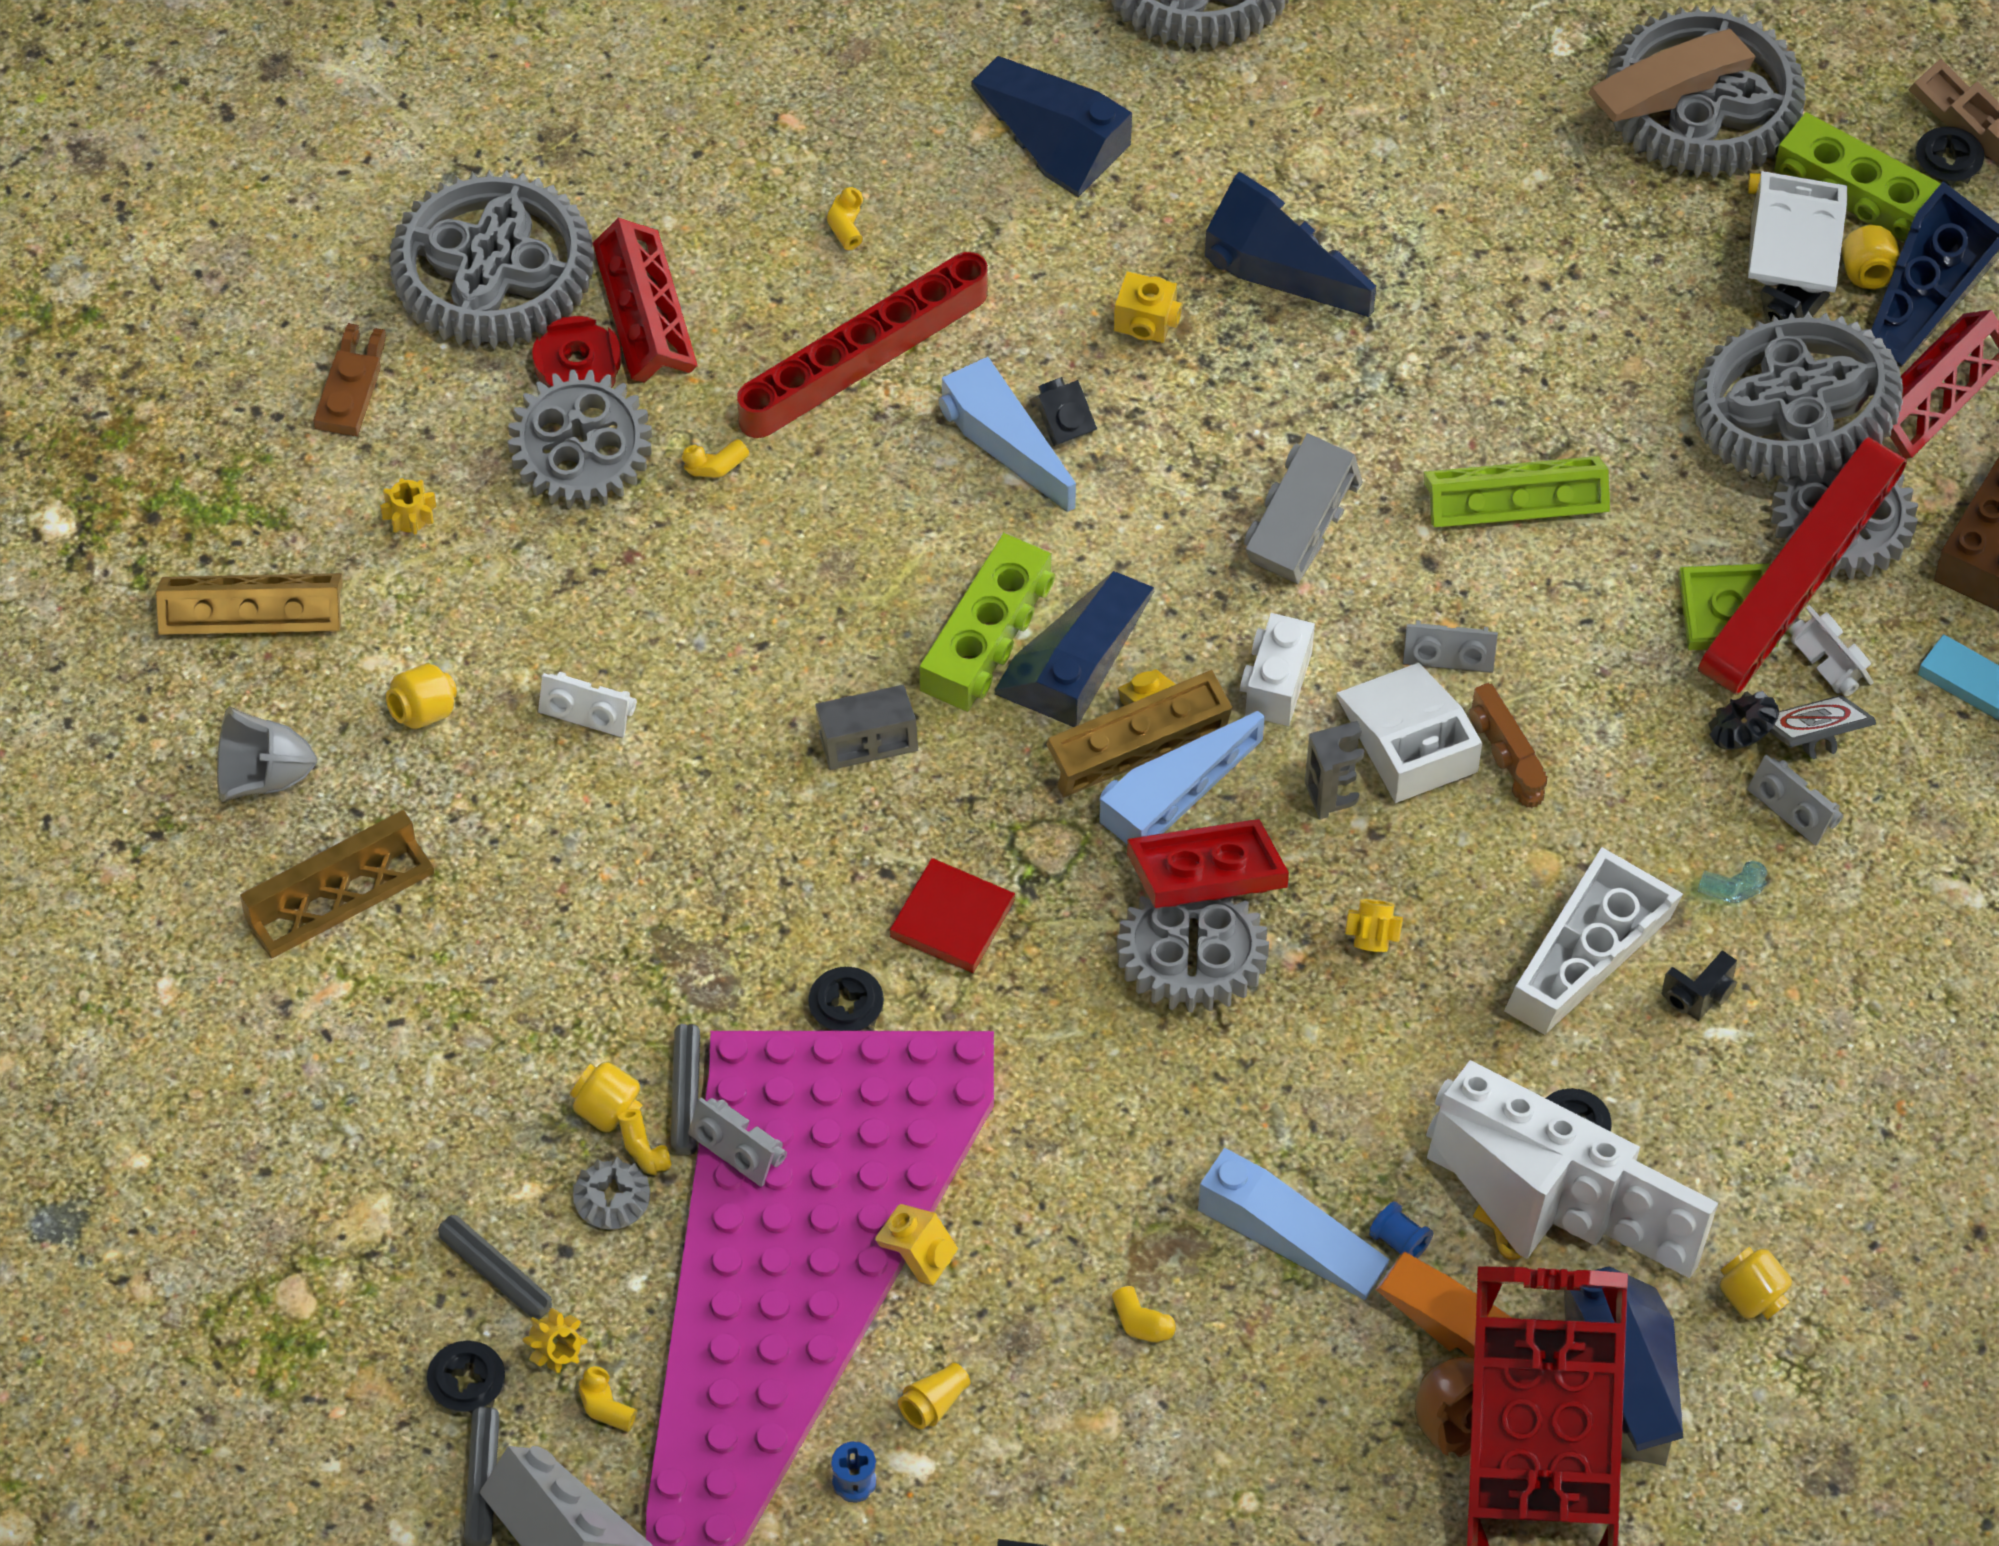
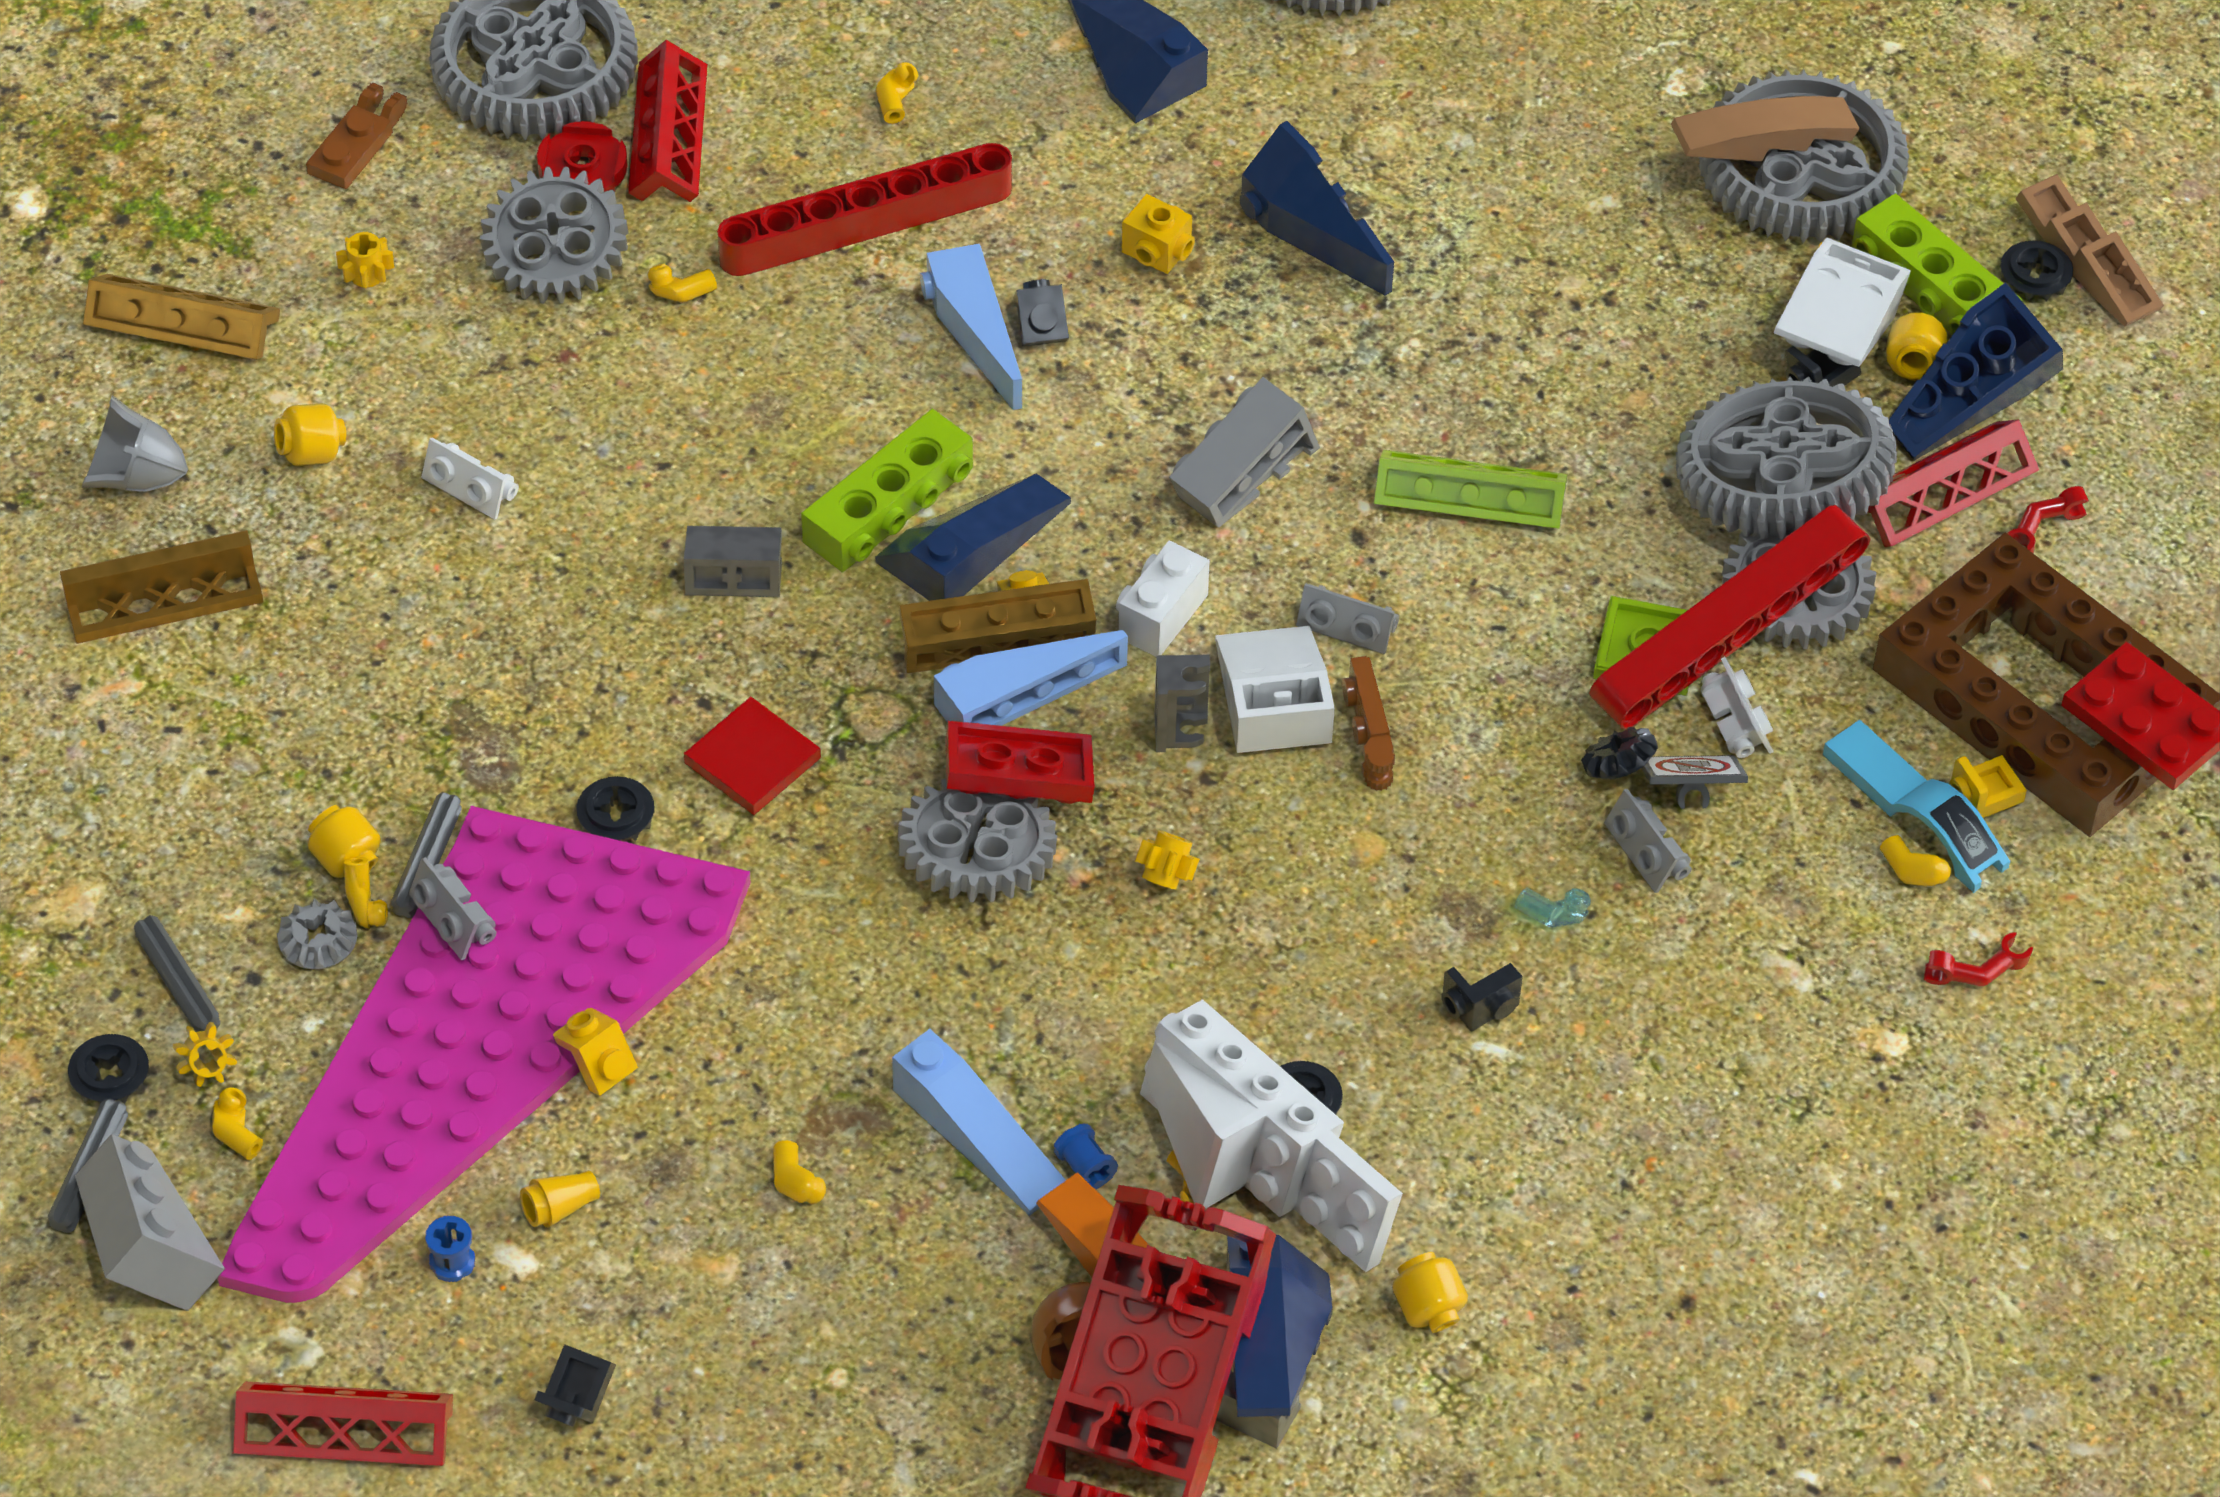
camera: 15 degrees right, 5 degrees down
(1595, 933) = (1381, 921): white wedge -> none

